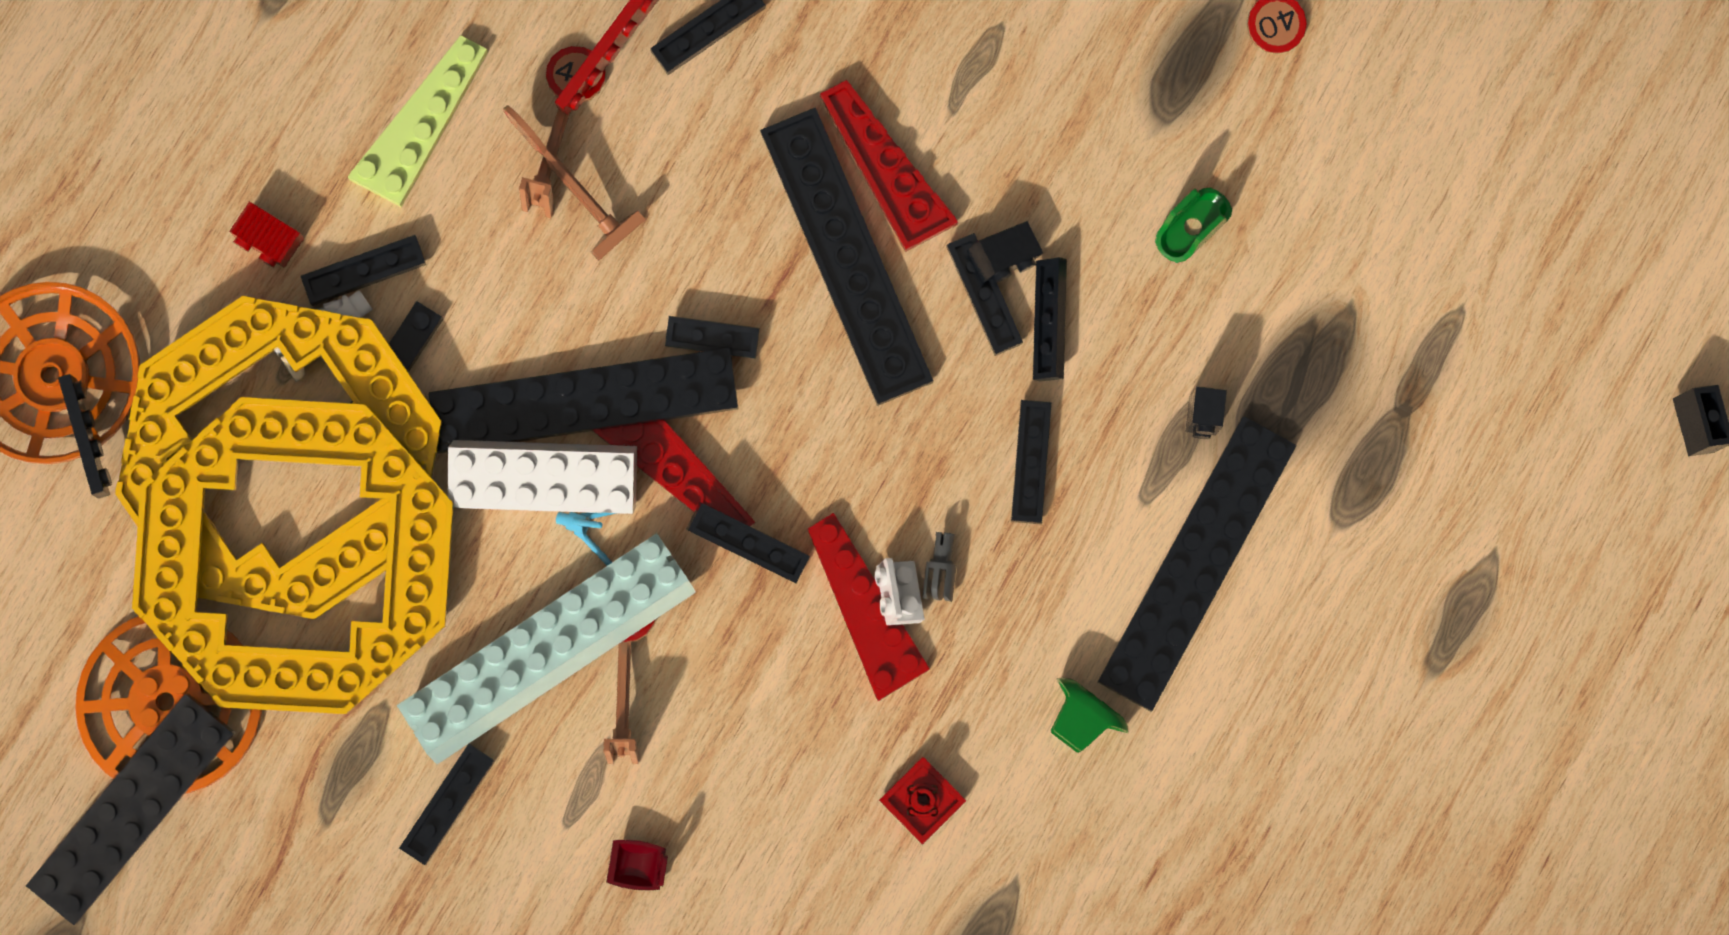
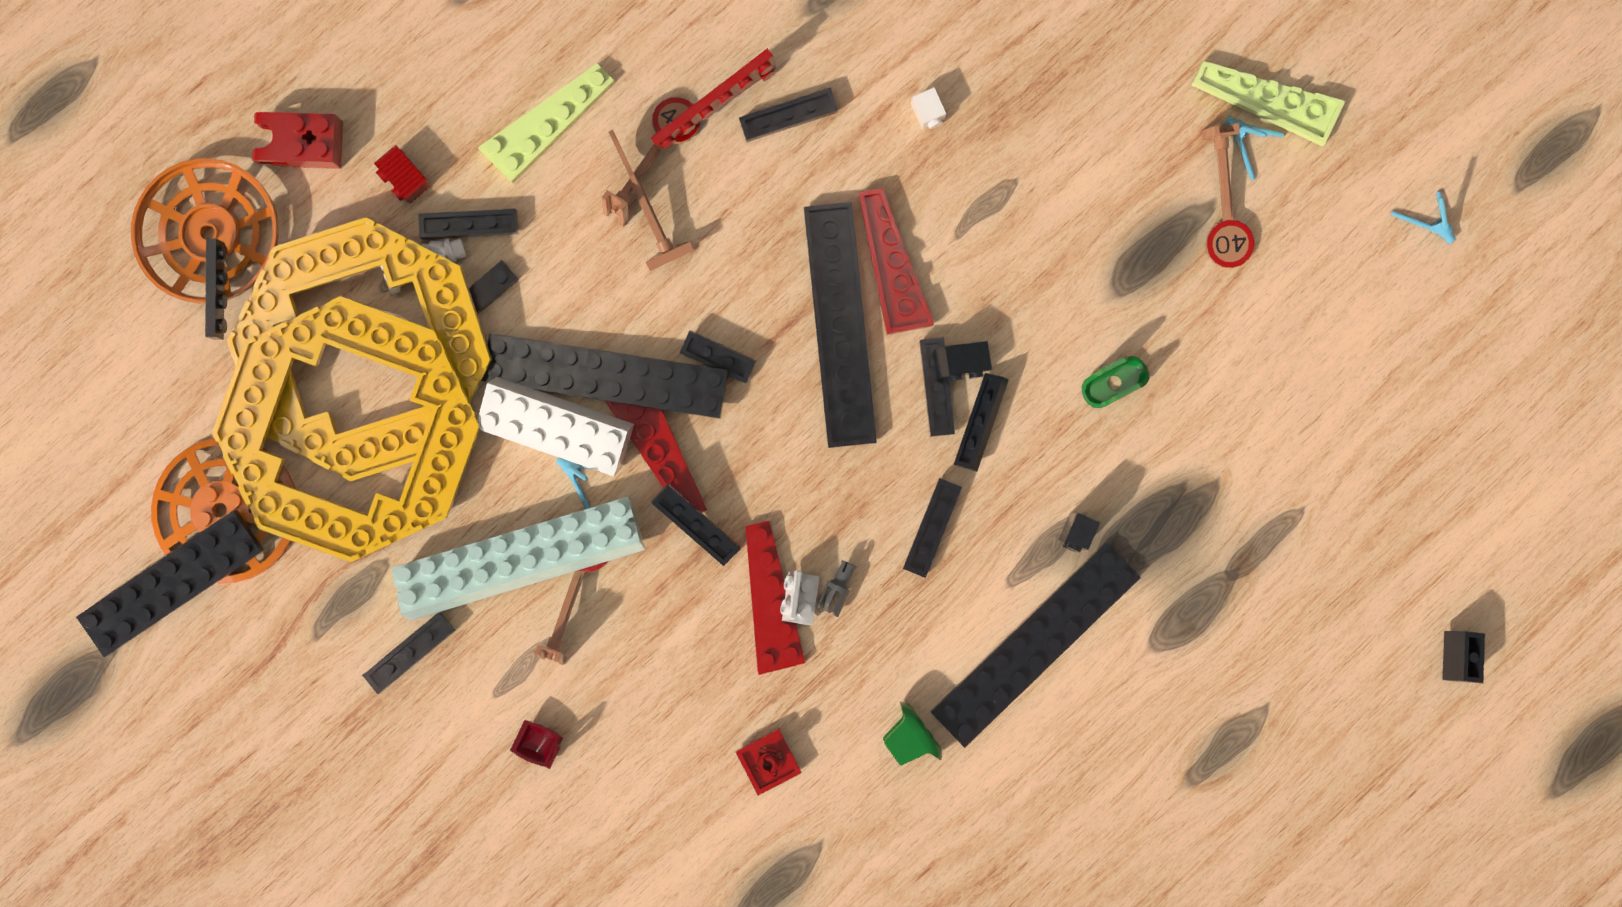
camera: 25 degrees right, 5 degrees up
(121, 233) = (293, 140): none -> red brick

